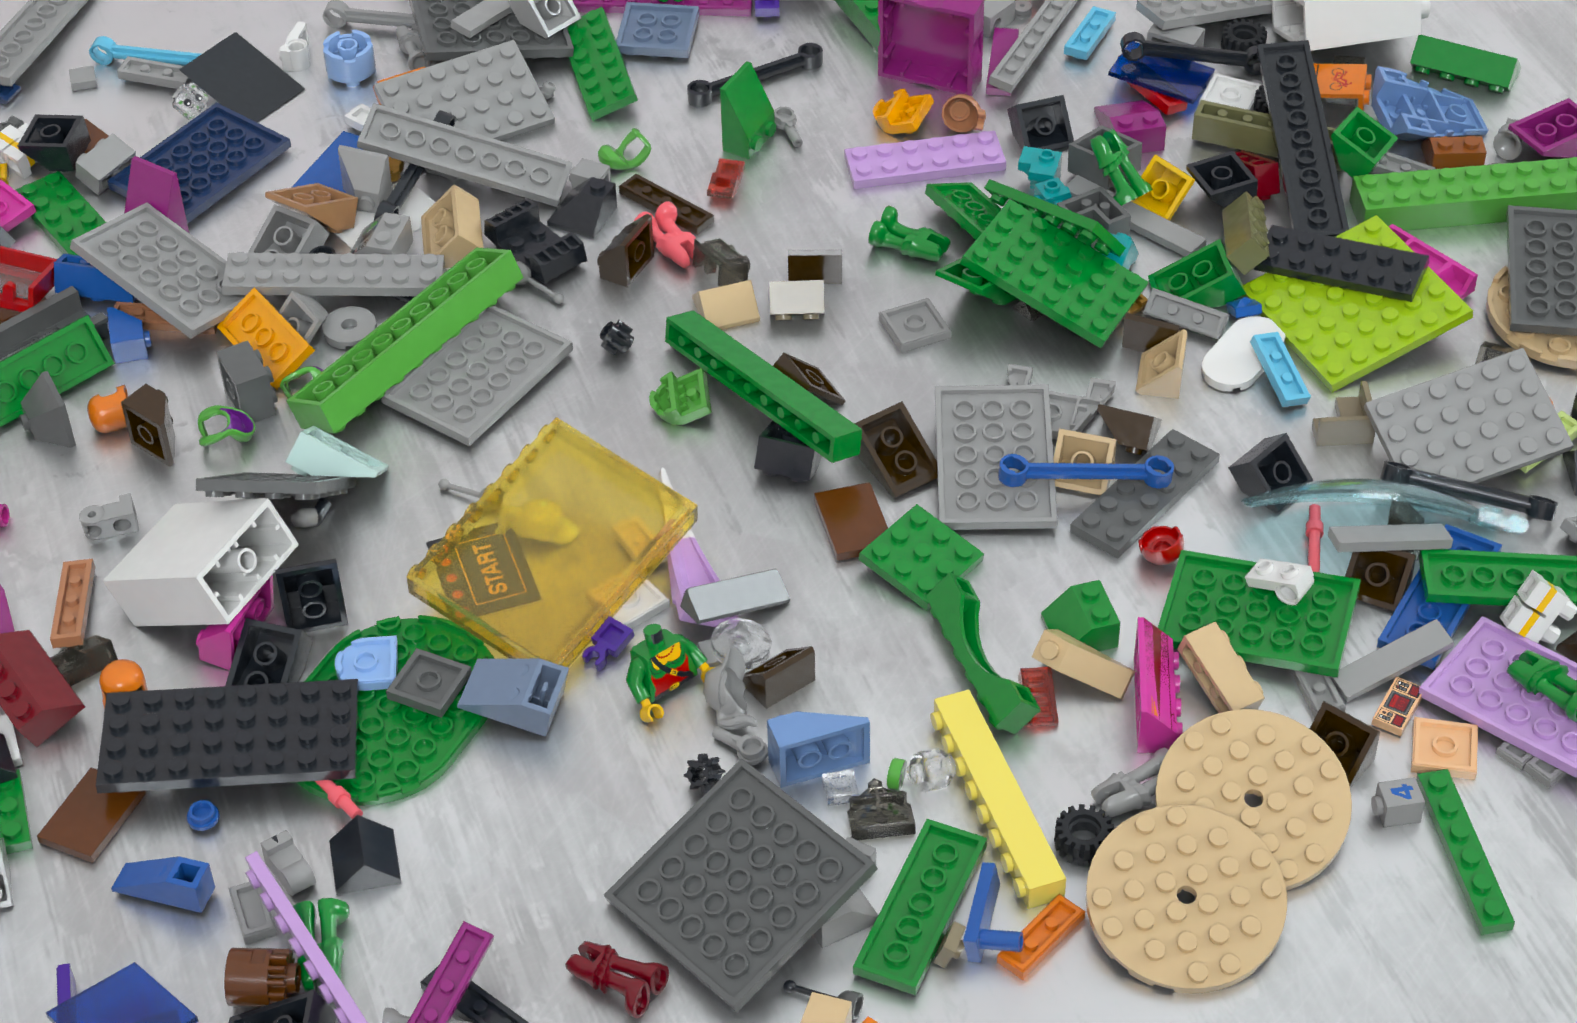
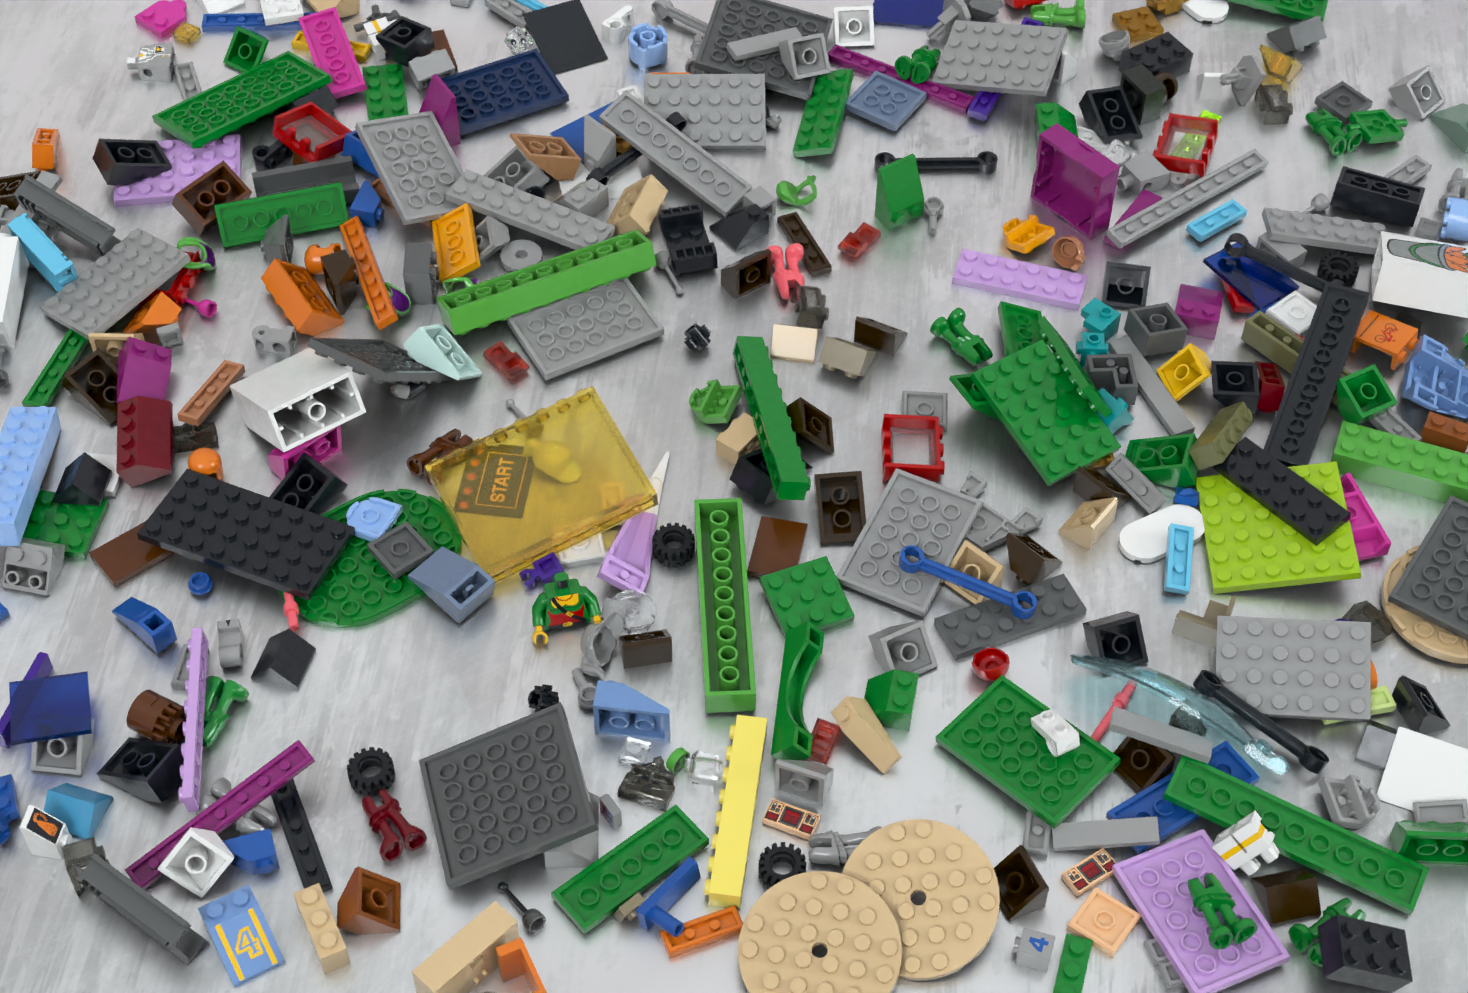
camera: 25 degrees right, 5 degrees up
(111, 463) = (300, 298): none -> orange slope
(184, 405) = (369, 273): none -> orange tile
(312, 596) = (360, 454): black slope -> none
(399, 559) = (439, 448): none -> reddish brown piece
(408, 444) = (505, 361): none -> clear red slope
(549, 915) = (369, 759): none -> black tyre
(735, 425) = (737, 439): none -> tan brick
(735, 596) = (647, 574): slope -> none
(736, 546) = (673, 556): none -> black tyre
(841, 597) = (724, 606): none -> bright green brick
(927, 359) = (912, 446): none -> window
(1049, 737) = (803, 780): none -> light grey slope
(1057, 784) = (791, 819): none -> tile
(1059, 563) = (904, 648): none -> light grey slope
(1110, 154) = (1145, 336): green piece -> none
(1155, 689) = (906, 776): dark pink slope -> none
(1220, 670) = (964, 786): tan brick -> none

